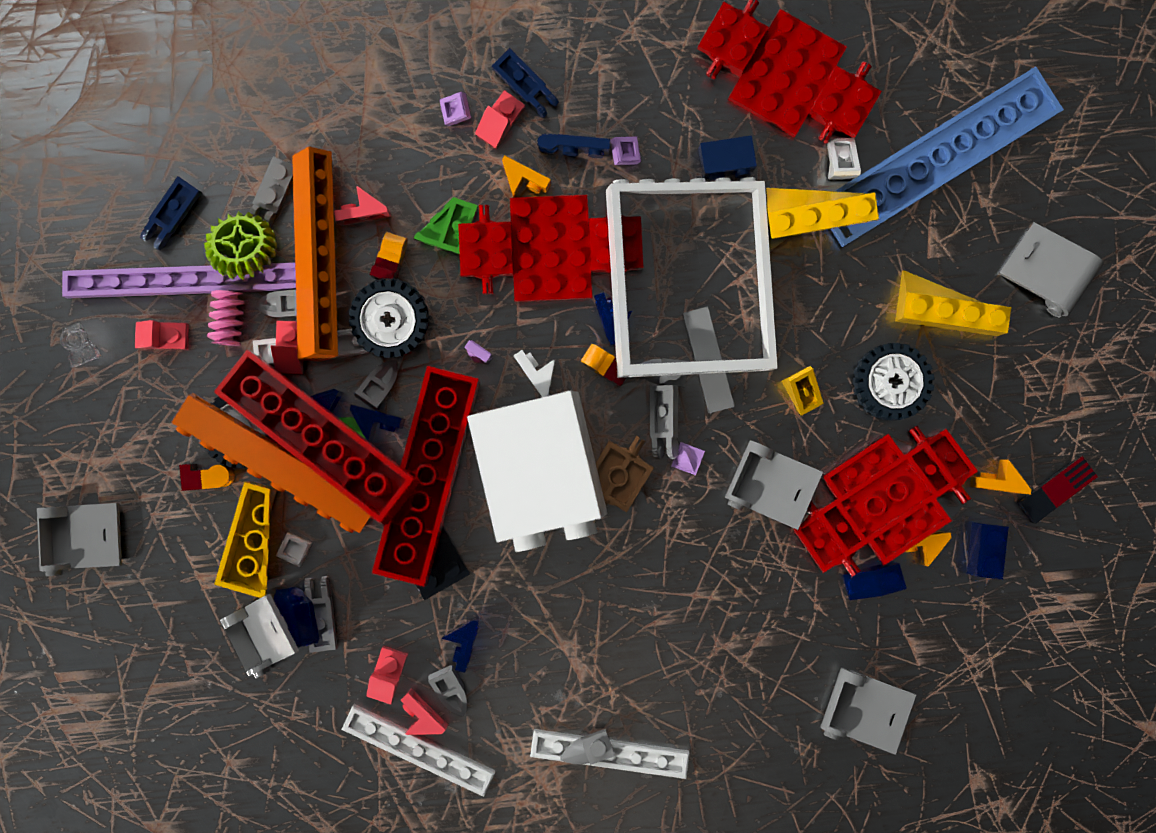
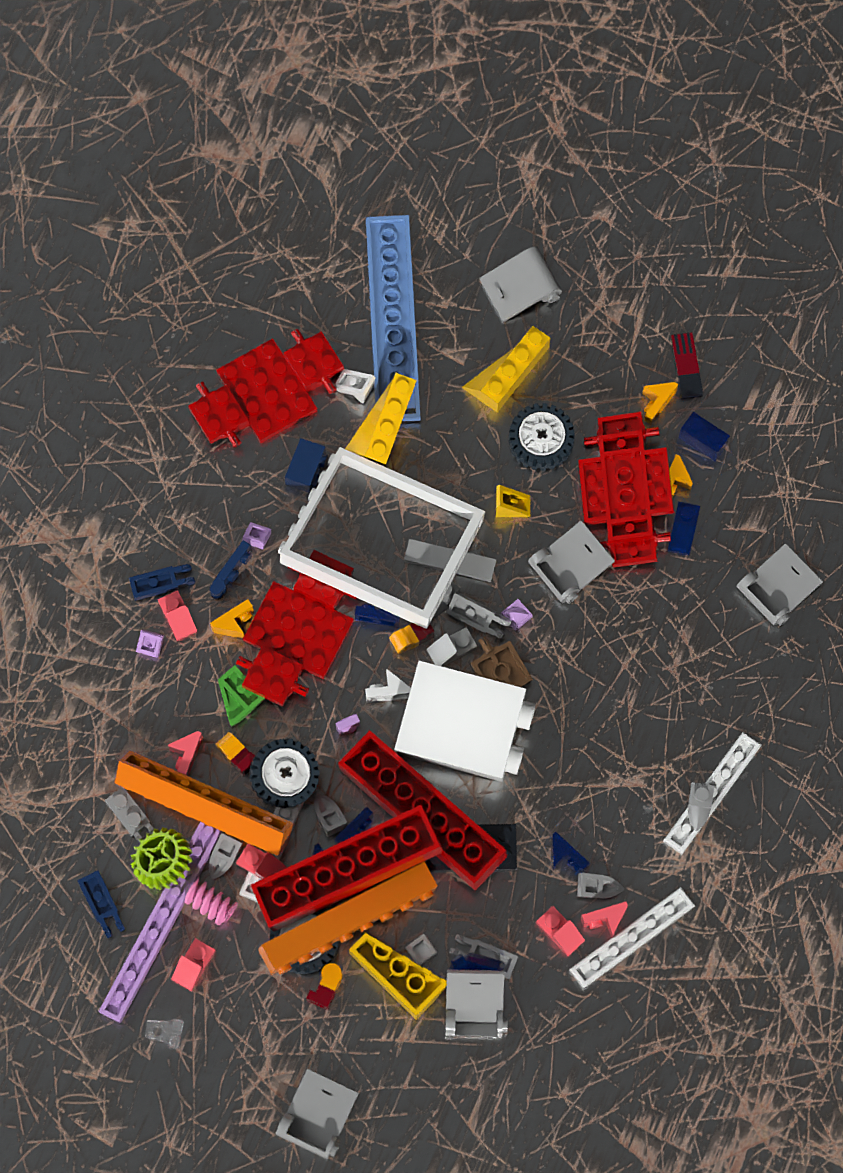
camera: 65 degrees left, 15 degrees down
(617, 412) = (451, 647): none -> white slope

